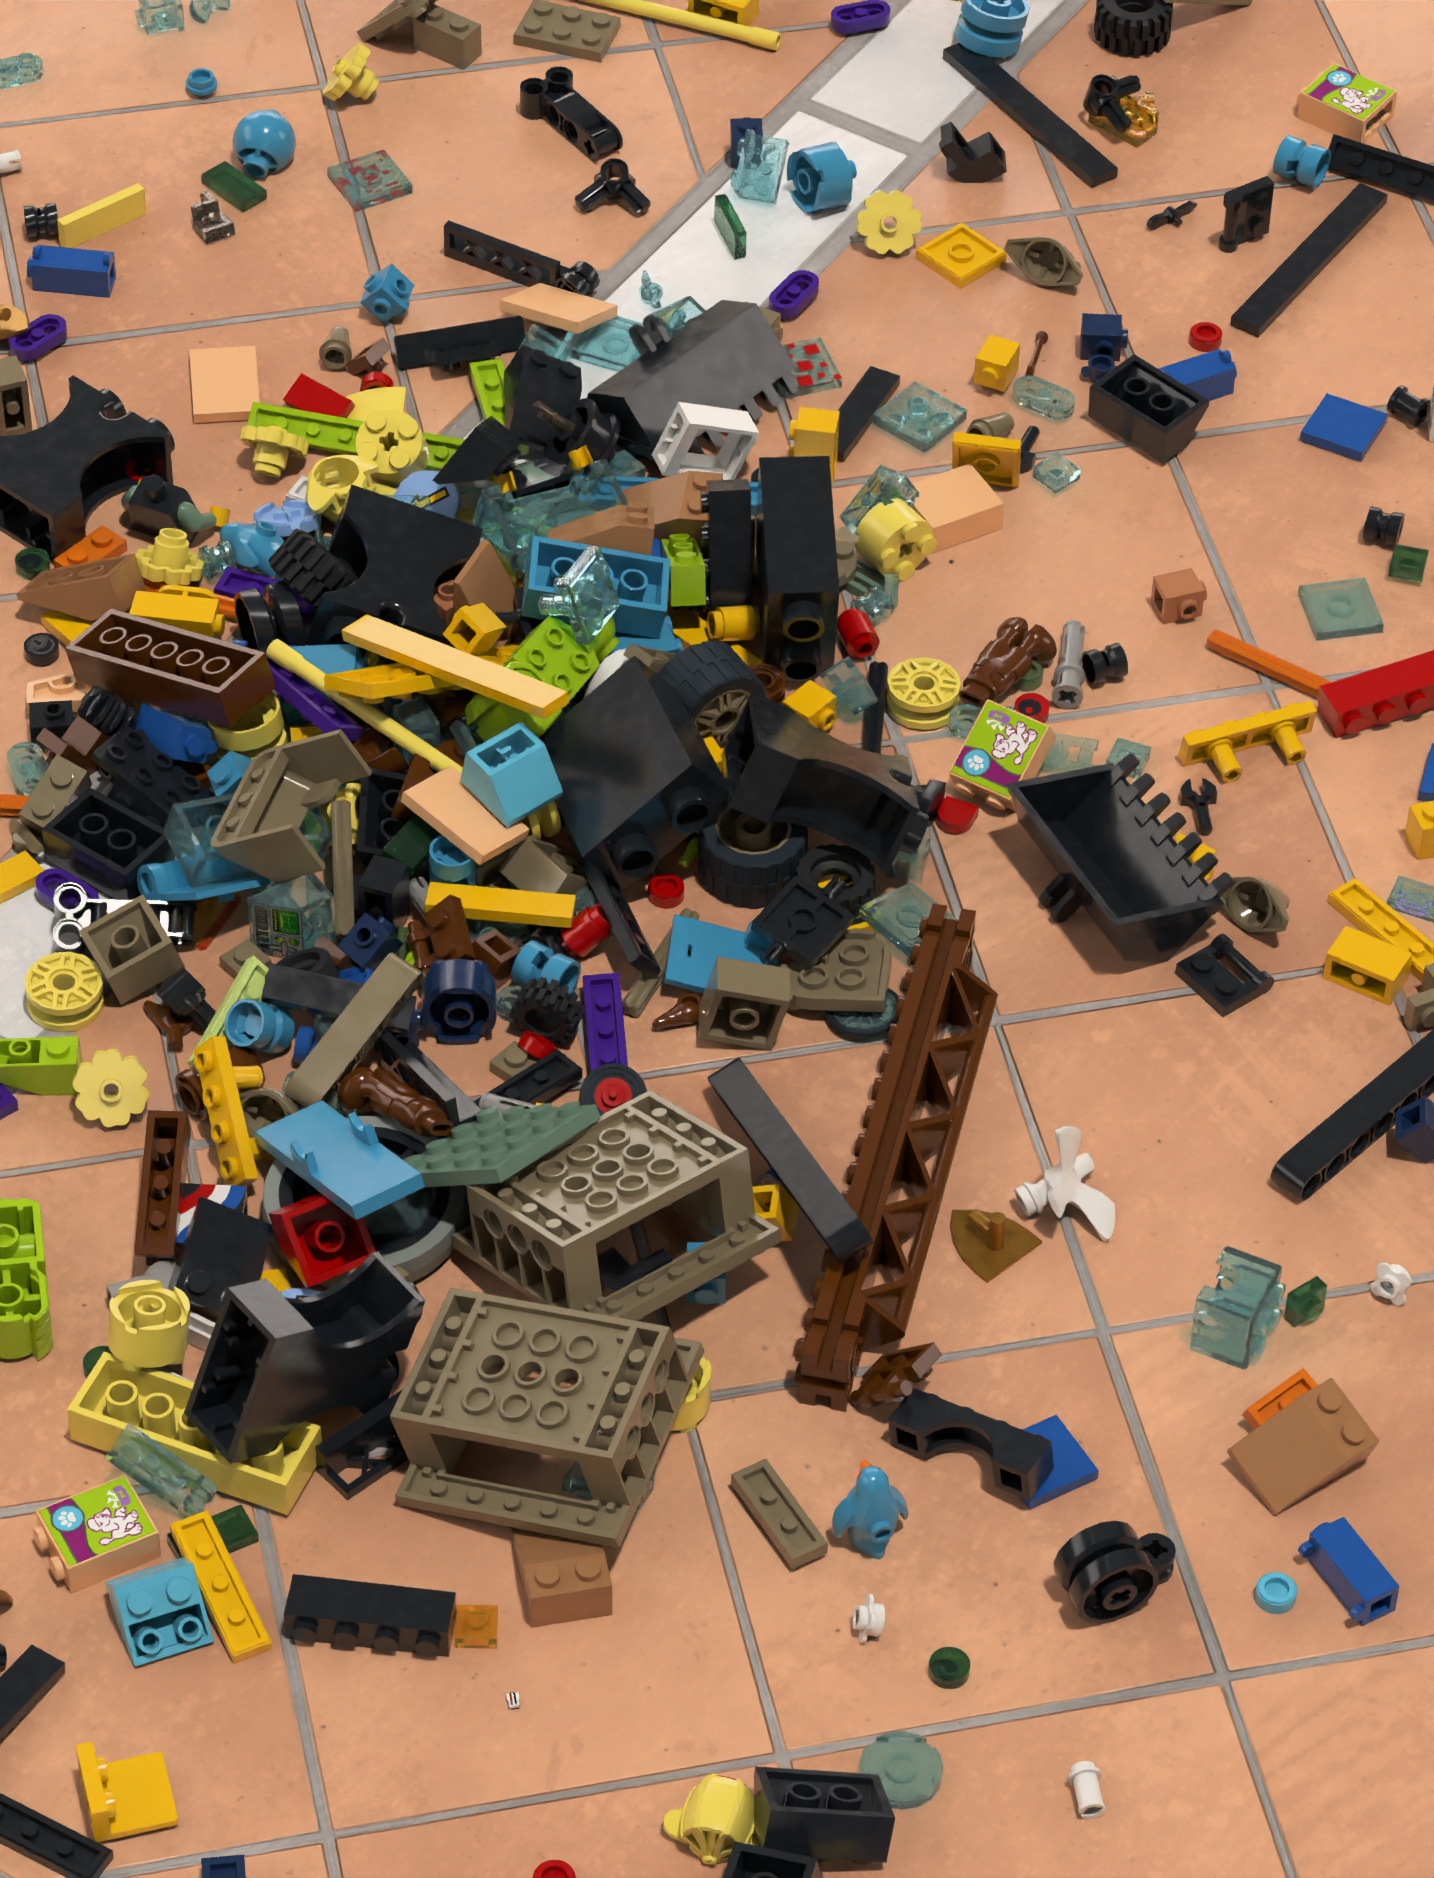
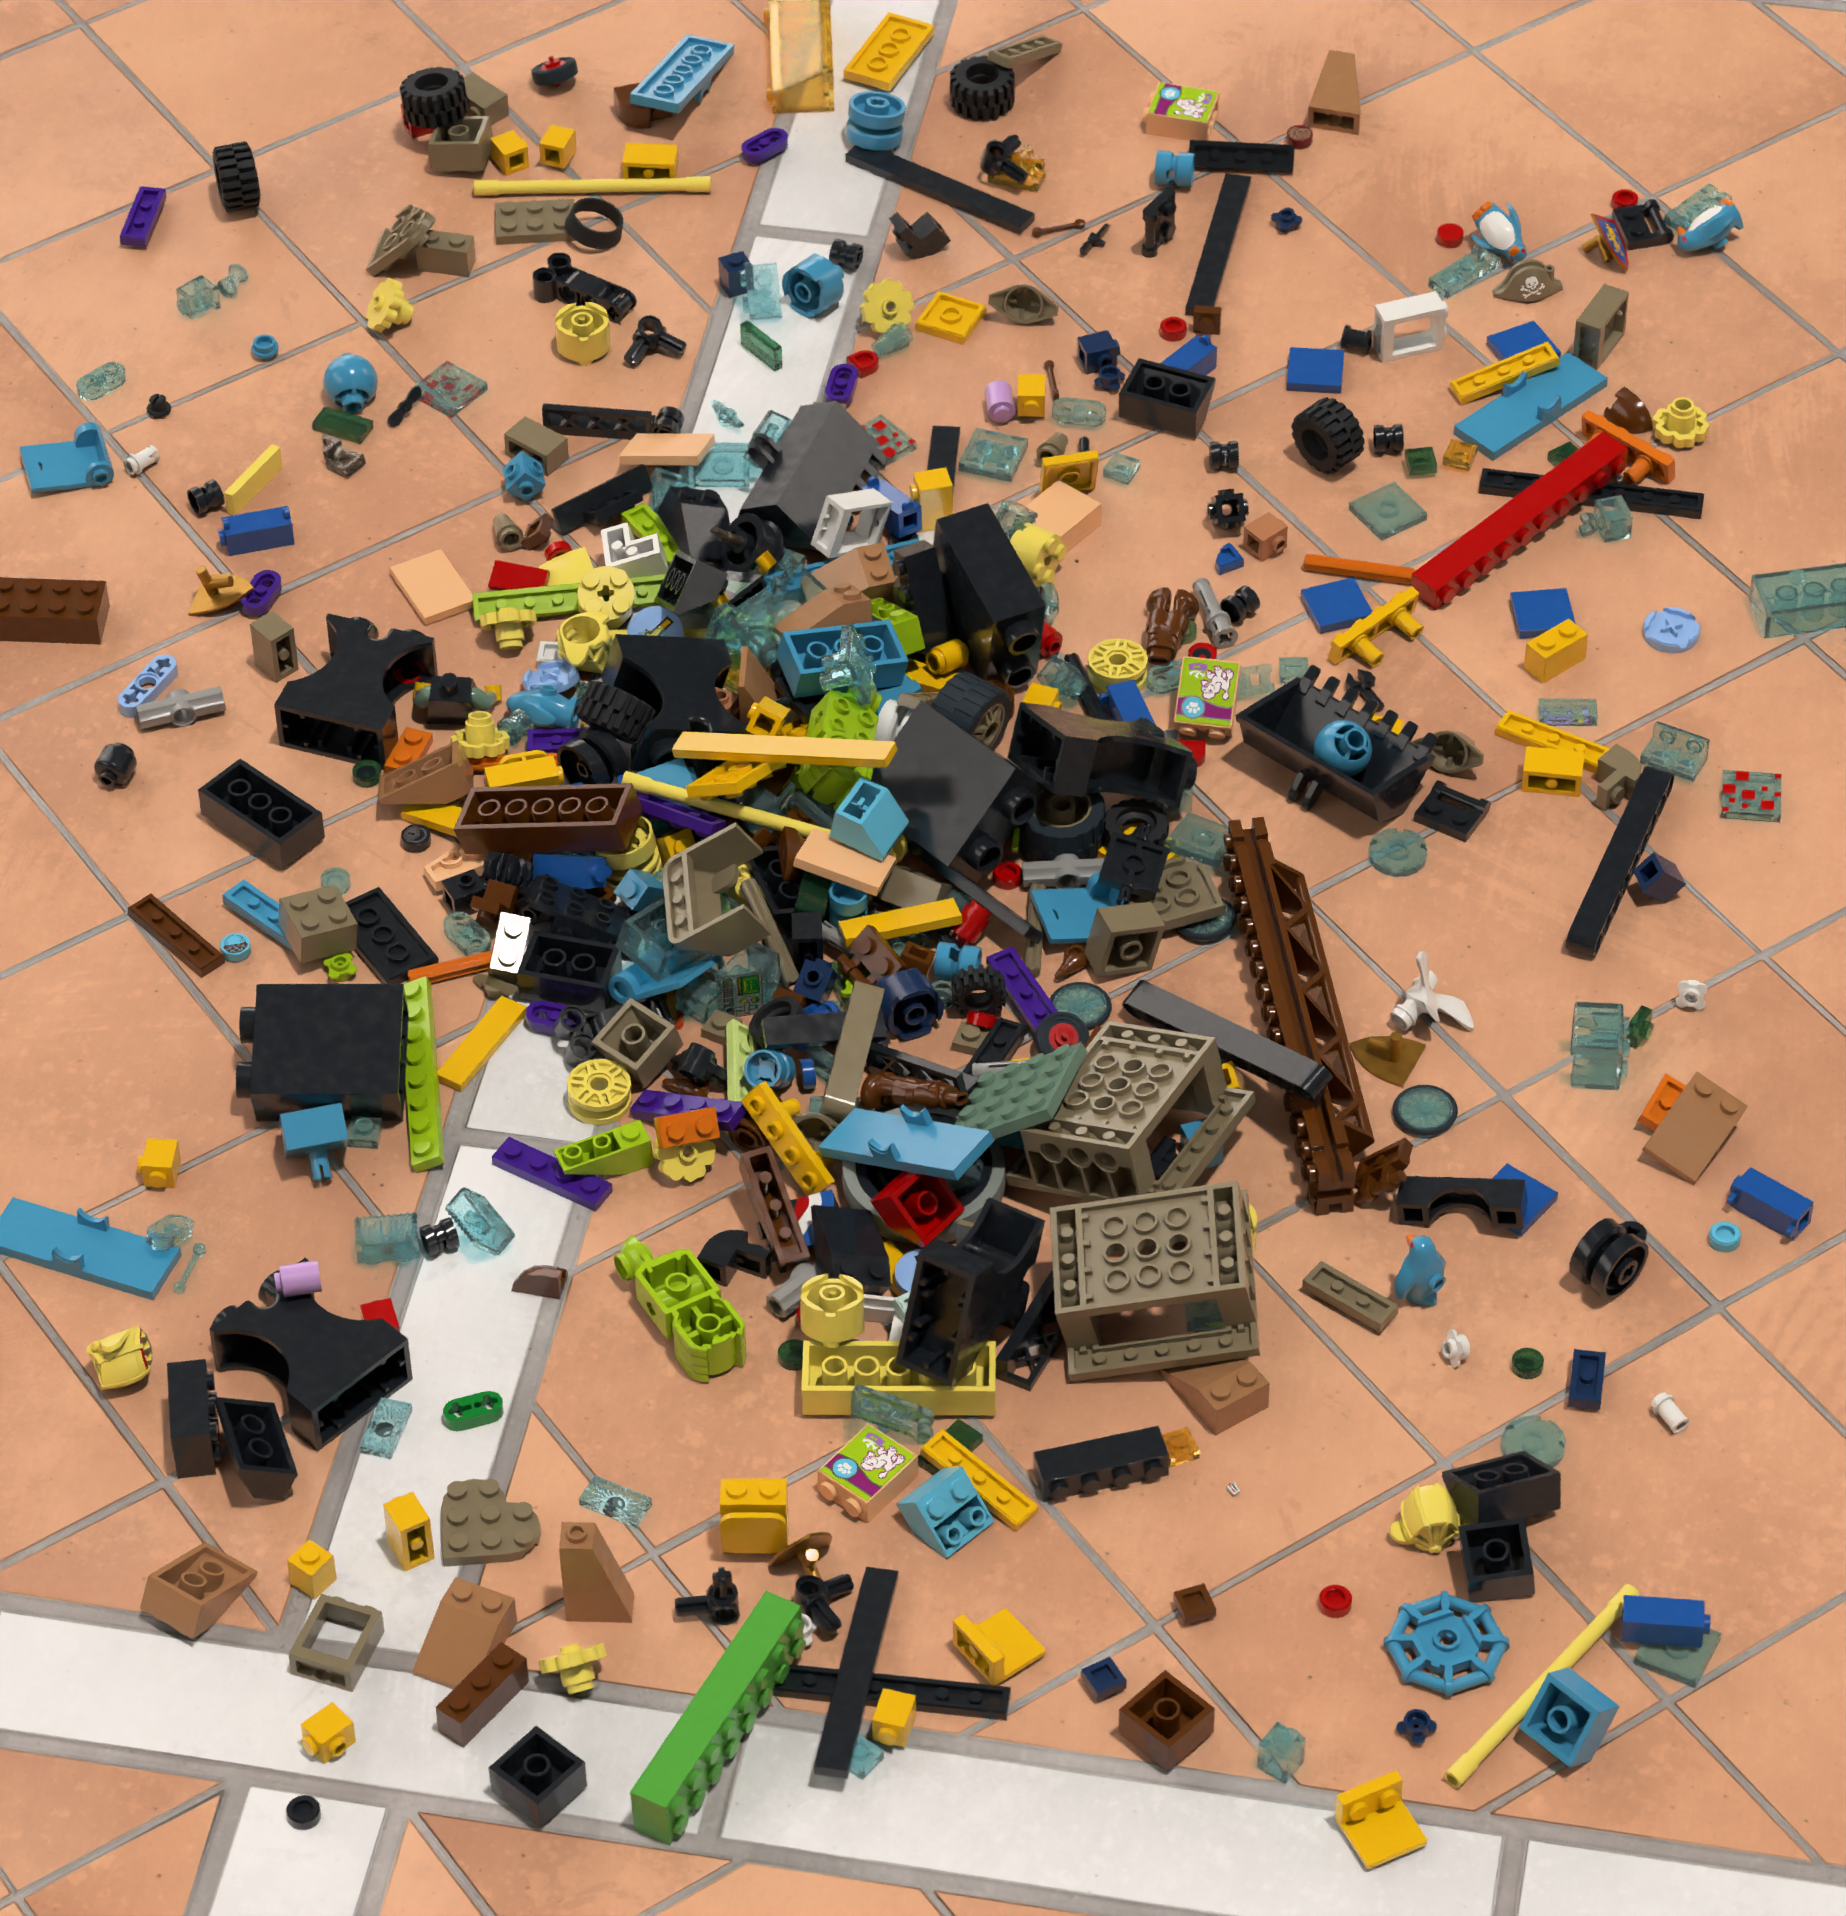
camera: 20 degrees left, 0 degrees up
(53, 112) = (158, 406): none -> black piece
(94, 1223) = (732, 1252): none -> black brick
(116, 1061) = (686, 1127): none -> orange plate
(149, 1045) = (658, 1103): none -> dark purple plate
(229, 920) = (697, 1000): none -> clear light blue brick
(309, 184) = (404, 406): none -> black piece
(382, 1825) = (1194, 1604): none -> reddish brown plate
(423, 264) = (537, 442): none -> dark tan brick
(446, 408) = (635, 557): none -> white brick
(542, 159) = (583, 332): none -> light yellow brick
(618, 65) = (590, 237): none -> black tyre
(666, 1065) = (1085, 1001): none -> clear light blue wheel
(727, 907) = (1063, 872): none -> light grey piece
(772, 436) = (904, 514): none -> blue brick
(835, 277) = (864, 361): none -> red tile
(879, 261) = (892, 340): none -> clear light blue cone
(881, 155) = (846, 254): none -> black wheel
(909, 739) = (1125, 702): none -> blue brick
(959, 360) = (999, 401): none -> lavender brick
(996, 1318) = (1425, 1110): none -> clear light blue wheel
(1007, 1712) = (1587, 1379): none -> dark blue plate
(1119, 861) = (1344, 746): none -> dark azure brick
(1123, 610) = (1228, 559): none -> blue tile
(1133, 1004) = (1397, 852): none -> clear light blue tile
(1137, 545) = (1238, 508): none -> black brick
(1164, 193) = (1078, 224): none -> reddish brown hinge
(1181, 491) = (1217, 455): none -> black wheel
(1218, 696) = (1335, 604): none -> blue tile
(1247, 336) = (1207, 320): none -> reddish brown plate
(1306, 501) = (1328, 435): none -> black tyre
(1402, 252) = (1286, 220): none -> dark blue plate

